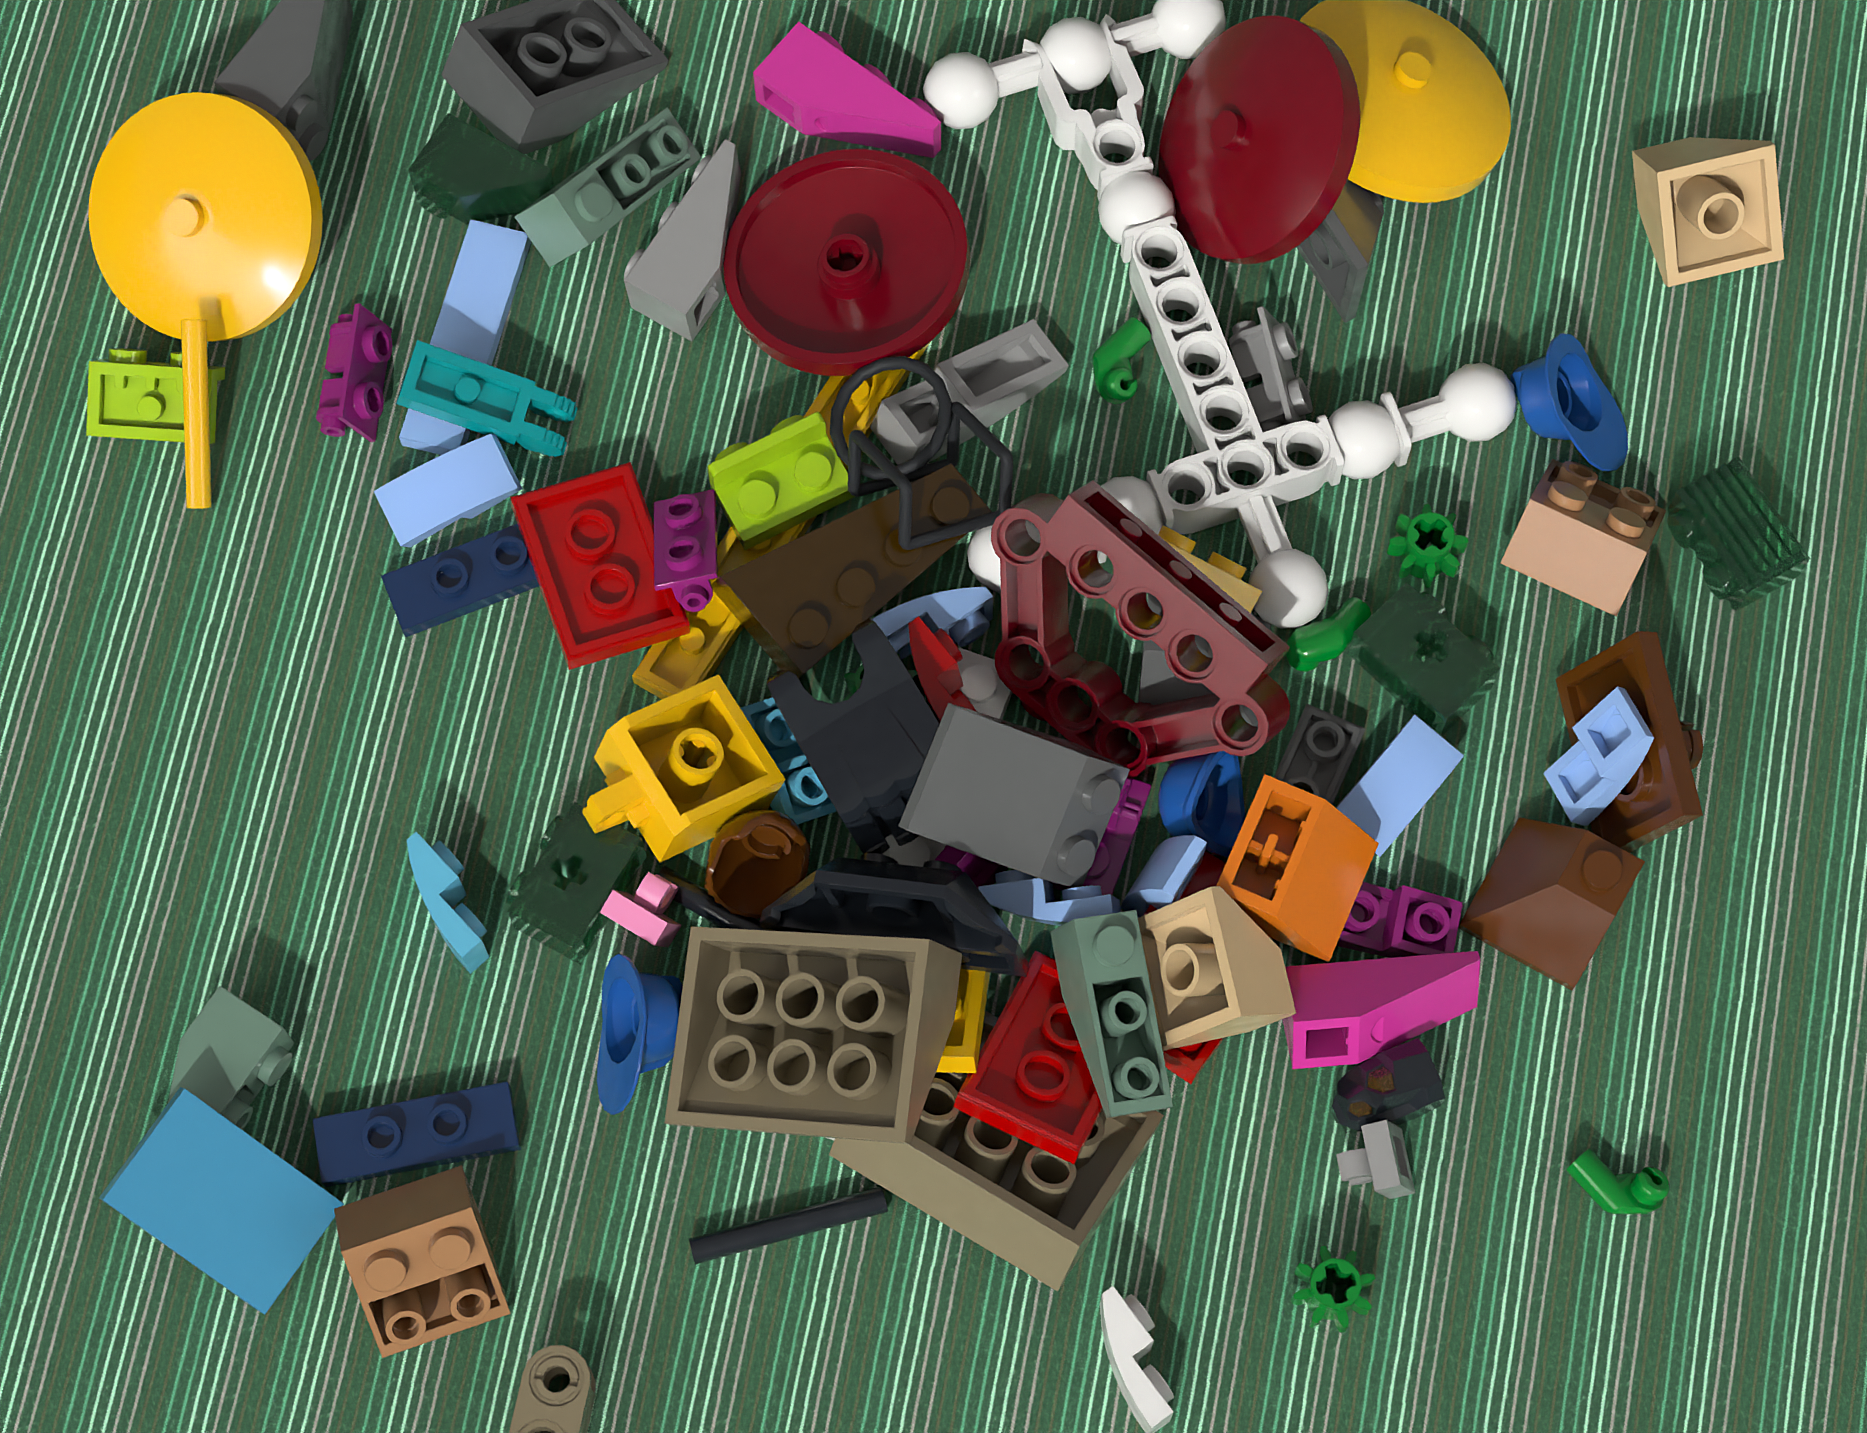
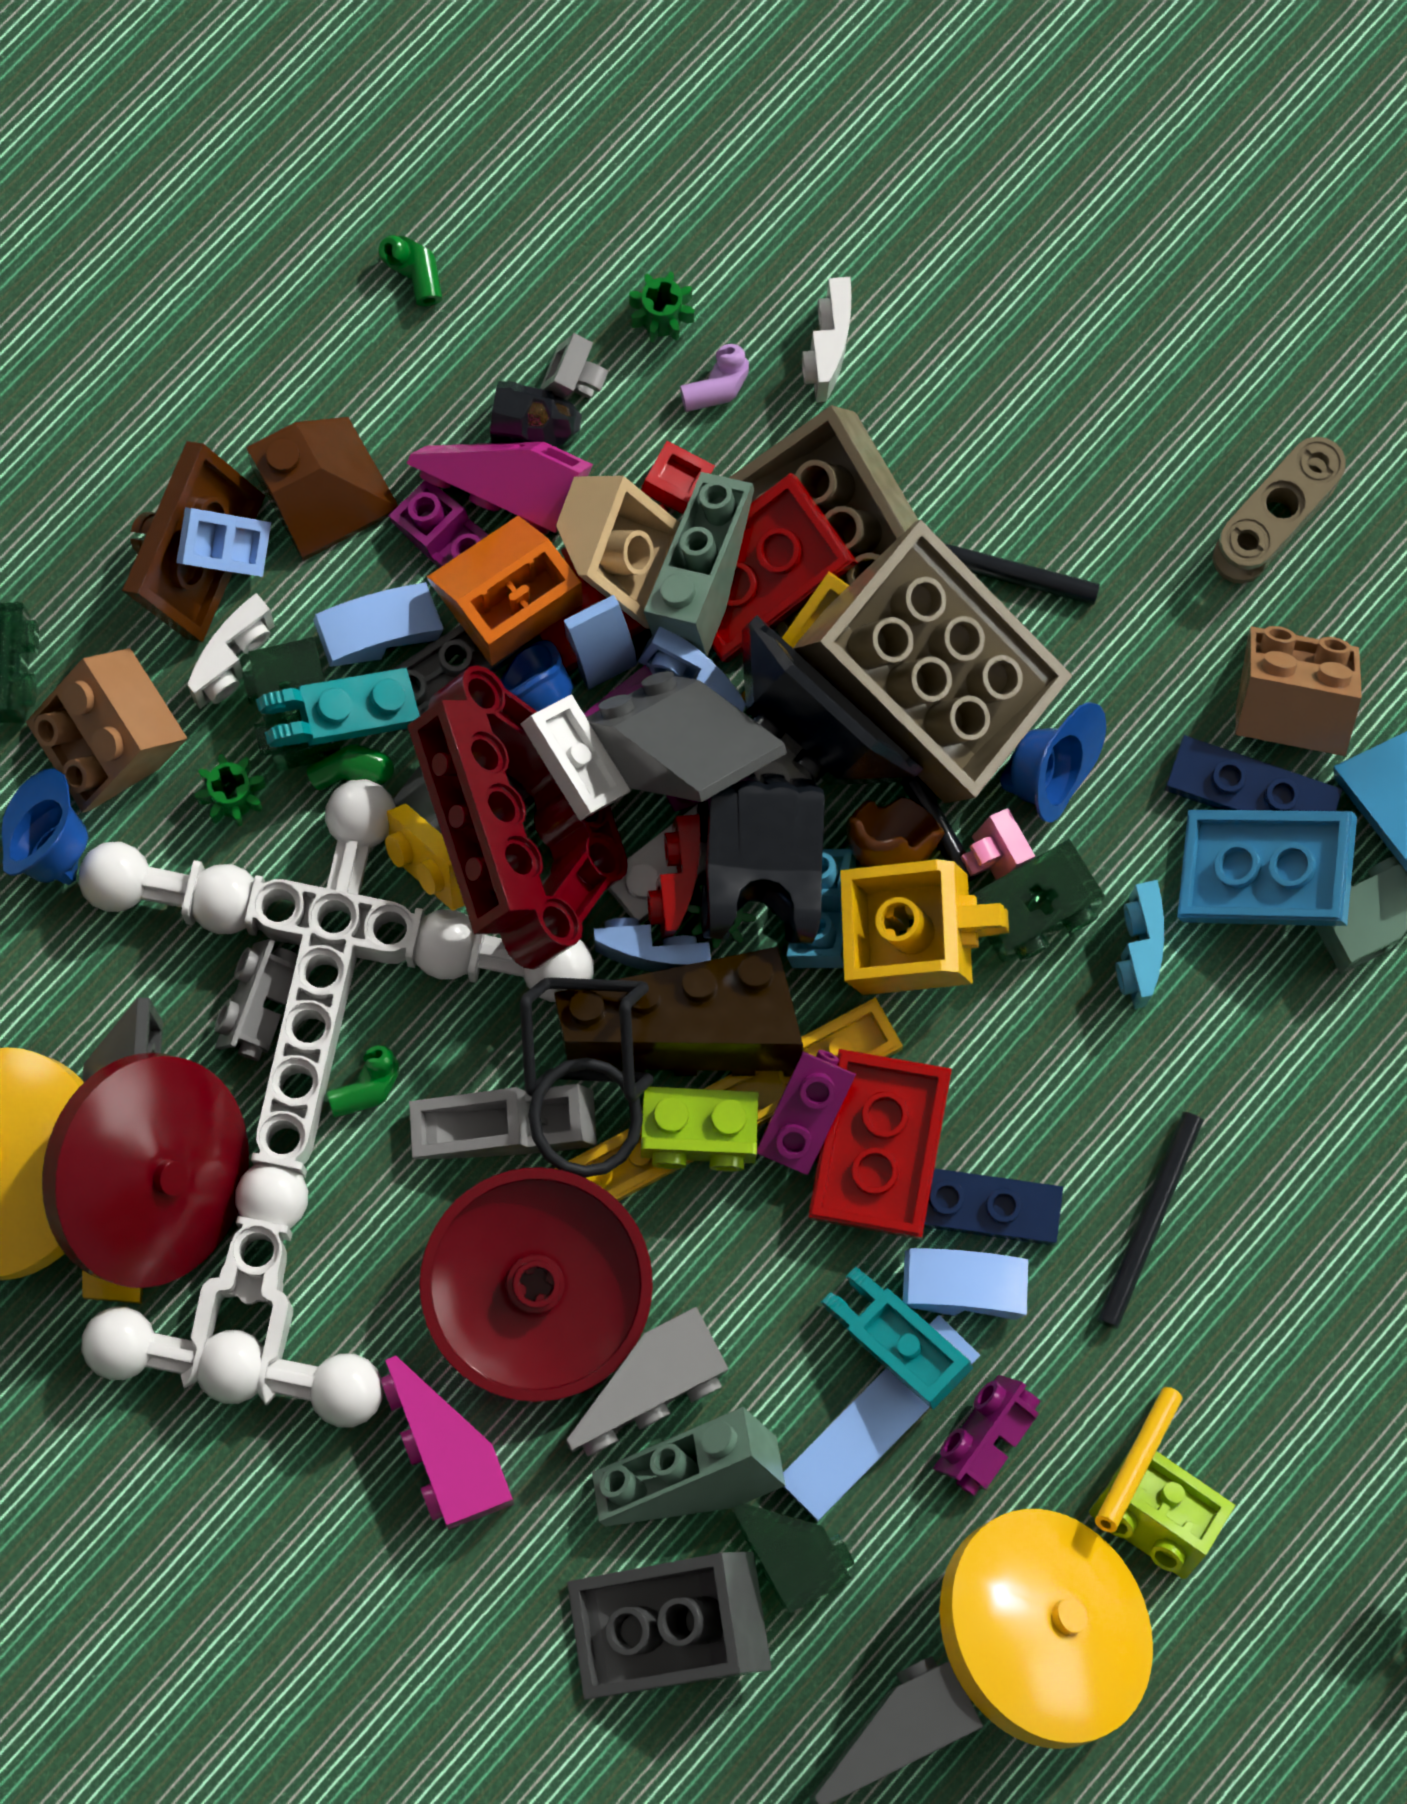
camera: 155 degrees left, 5 degrees up
(302, 654) = (1150, 1220): none -> black bar
(356, 1042) = (1267, 867): none -> dark azure tile
(1109, 723) = (575, 757): none -> white plate
(1199, 1111) = (674, 476): none -> red plate
(1217, 1248) = (722, 382): none -> lavender arm
(1369, 660) = (342, 708): none -> teal hinge
(1523, 669) = (218, 667): none -> white slope

